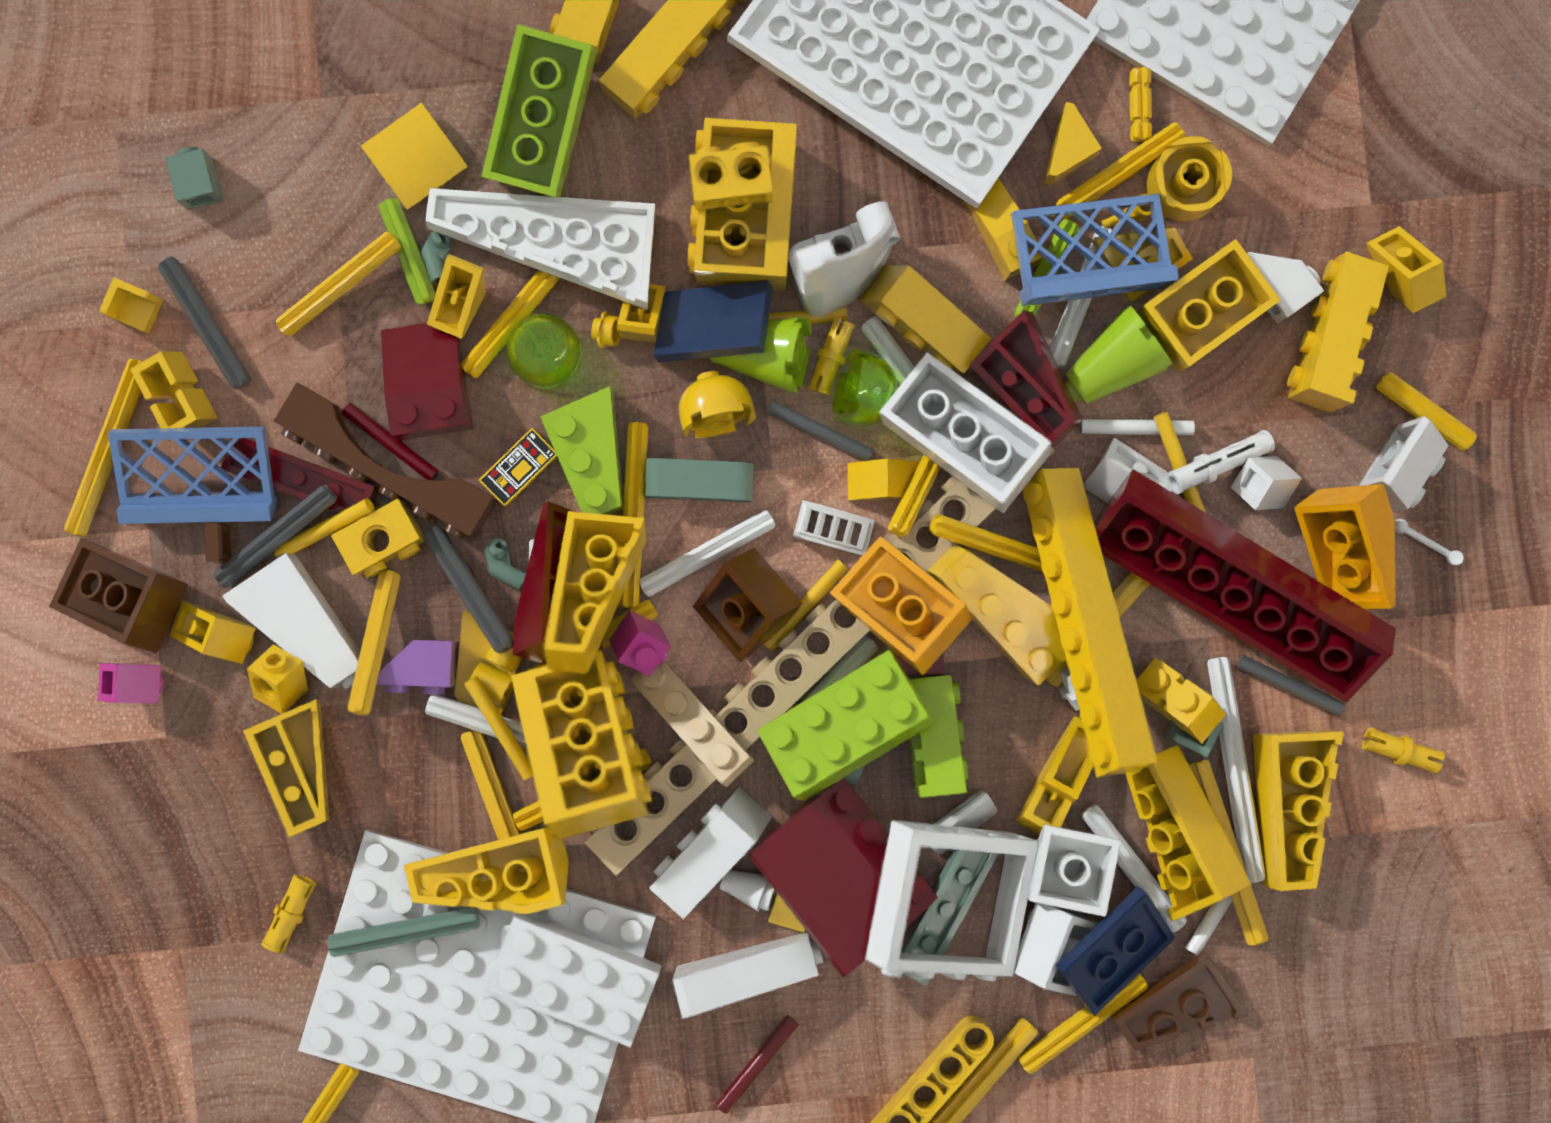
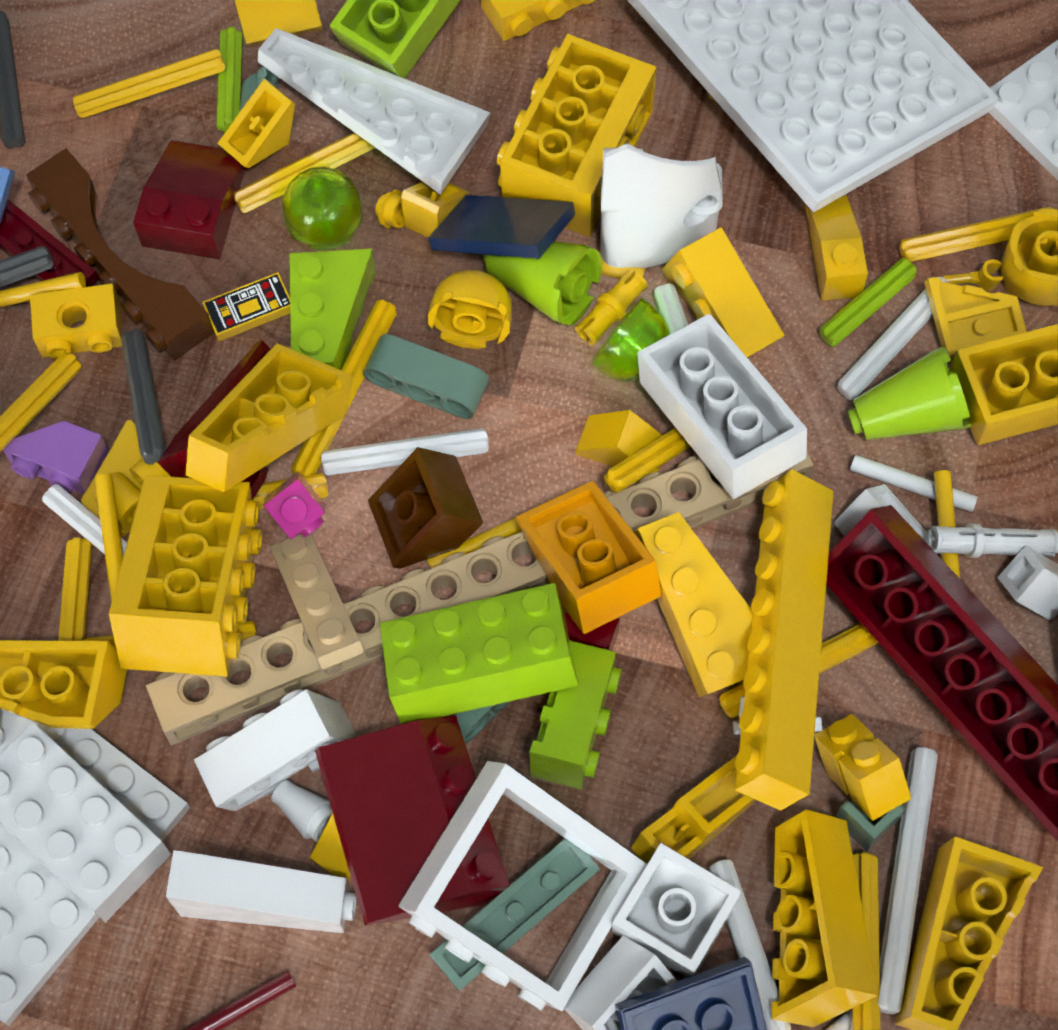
camera: 25 degrees right, 20 degrees down
(384, 438) = (128, 236): dark red bar -> none
(500, 564) = (188, 386): sand green arm -> none
(732, 188) = (568, 93): yellow brick -> none
(820, 431) = (570, 373): dark grey bar -> none
(823, 511) = (555, 460): white slope -> none
(969, 814) = (592, 808): white slope -> none
(986, 541) = (705, 527): yellow axle -> none
(1028, 378) = (809, 376): dark red wedge -> none
(1072, 145) = (933, 196): yellow slope -> none
(1106, 279) = (921, 315): medium blue fence -> none
(1140, 104) = (1020, 180): yellow axle -> none
(1290, 685) = (1000, 811): dark grey bar -> none

